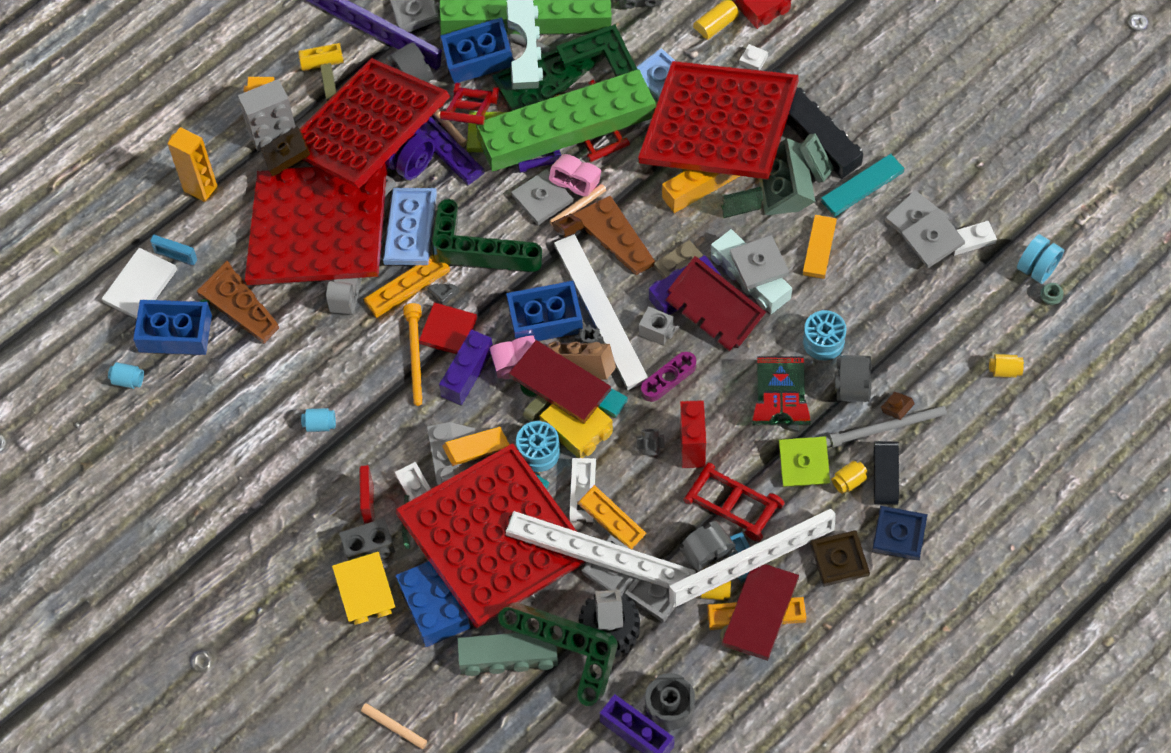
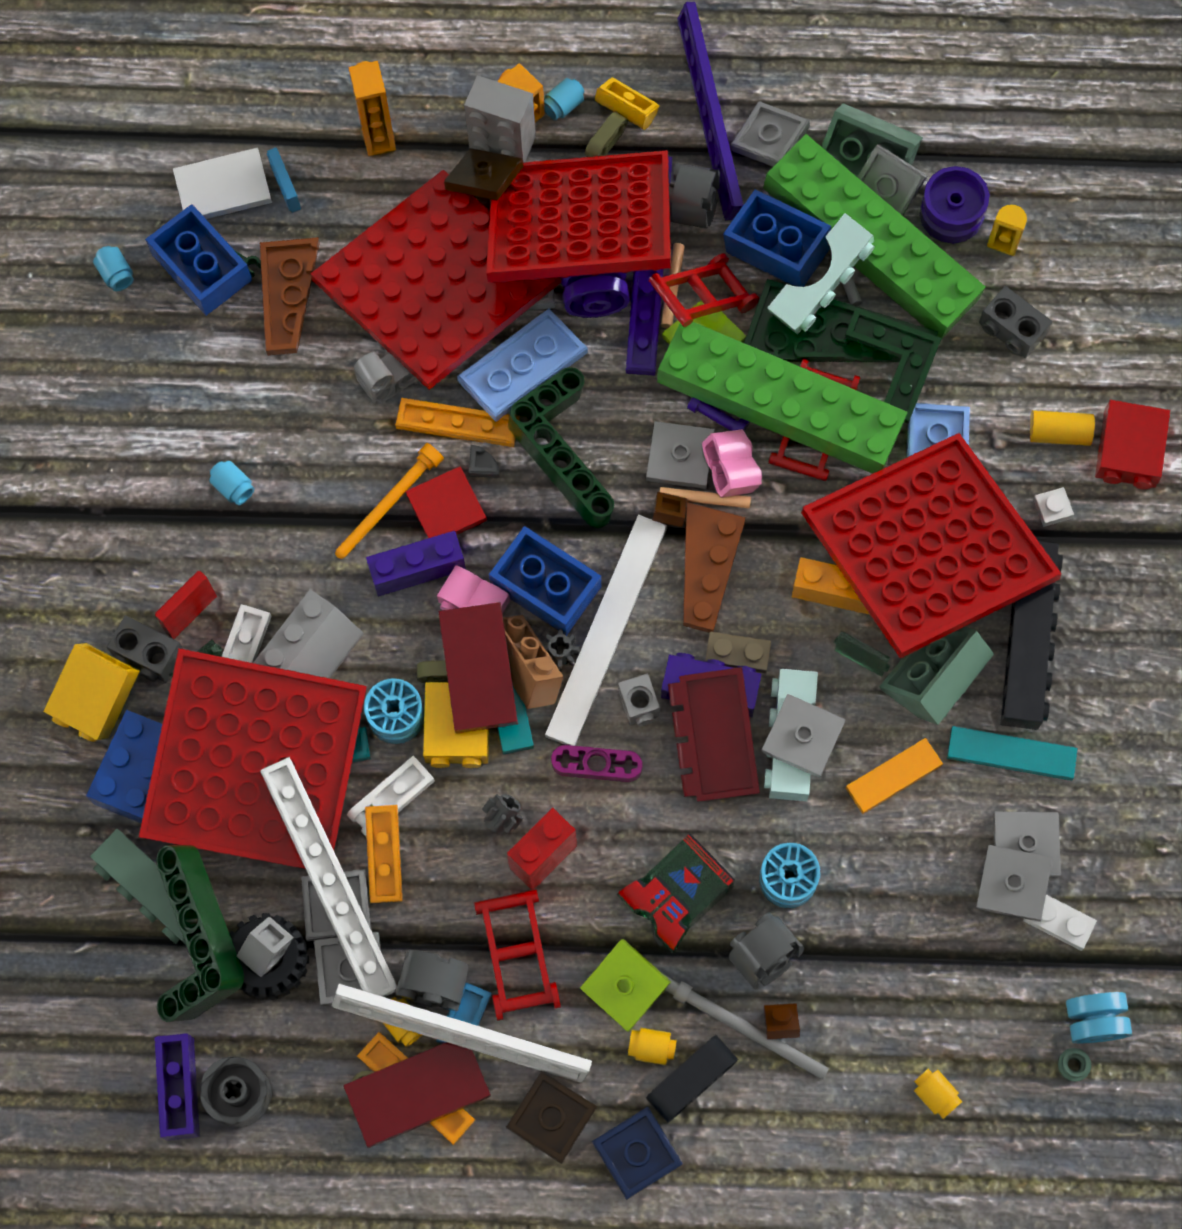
camera: 45 degrees right, 10 degrees up
(287, 79) = (563, 98): none -> medium azure brick
(475, 446) = (335, 654): light orange tile -> none
(816, 158) = (988, 680): sand green plate -> none

